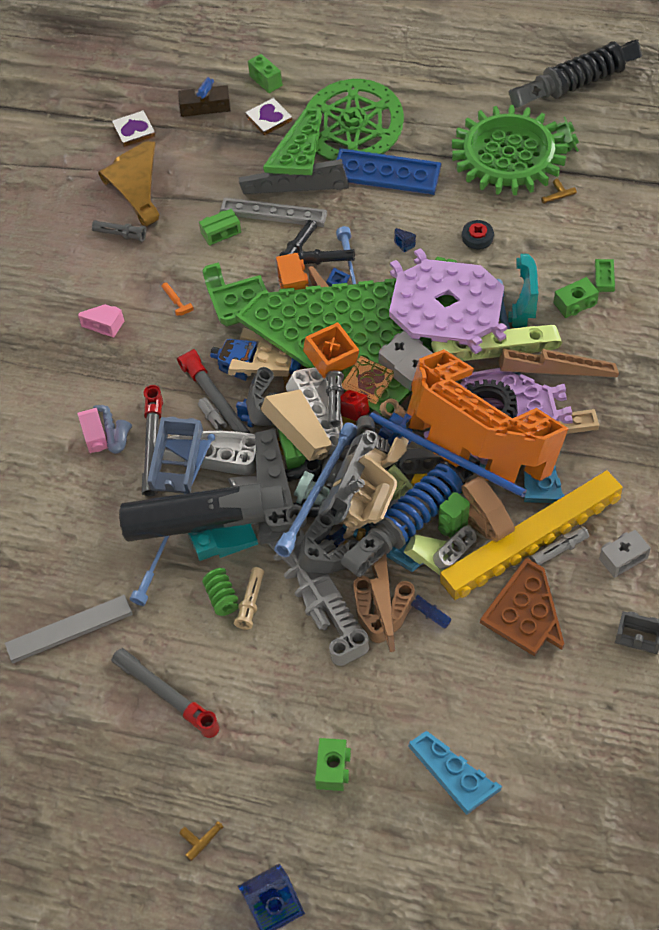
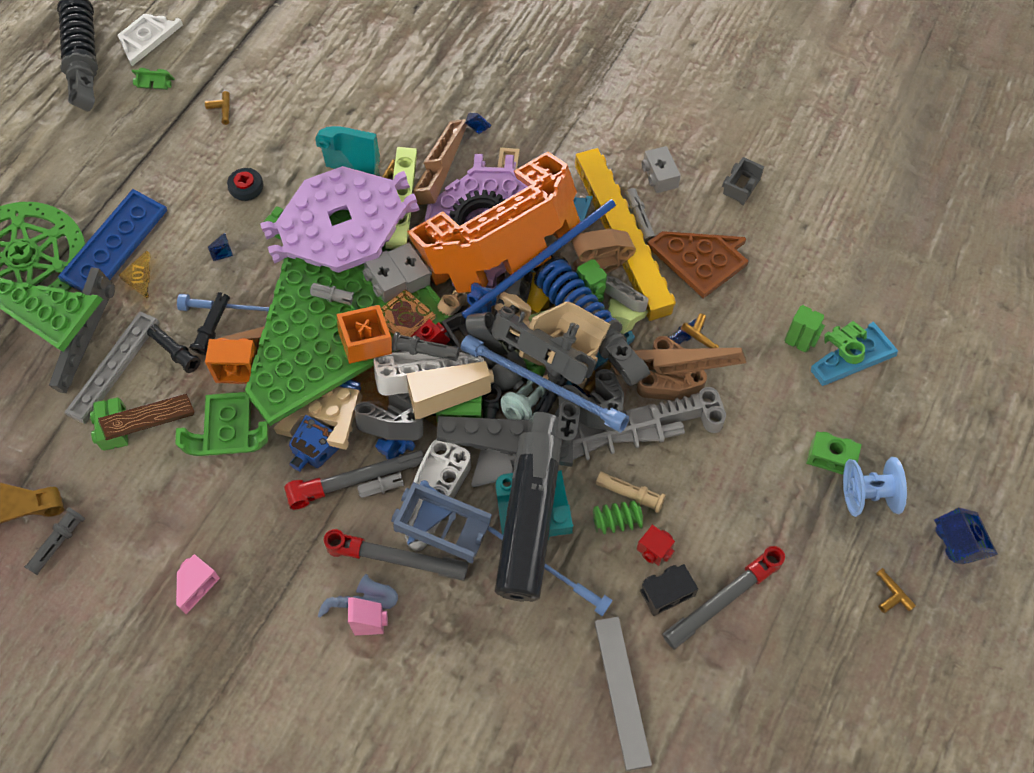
camera: 80 degrees left, 5 degrees up
(162, 644) = (668, 589): none -> black brick
(182, 310) = (195, 495): orange piece -> none
(201, 627) = (656, 545): none -> red brick
(229, 244) = (145, 416): none -> reddish brown tile
(291, 782) = (890, 486): none -> light blue piece
(337, 277) = (245, 321): blue tile -> none
(362, 197) = (138, 274): none -> clear yellow tile
(368, 320) = (332, 294): none -> light grey axle
(430, 617) = (695, 331): none -> pearl gold piece
(461, 712) = (805, 329): none -> bright green brick
(466, 754) = (848, 336): none -> bright green piece
(495, 166) = (121, 126): bright green gear -> none
(576, 297) = (364, 119): bright green brick -> none
(604, 275) = (345, 99): bright green plate -> none
(614, 113) = (146, 35): none -> white wing
(618, 382) = (477, 122): none -> clear blue slope

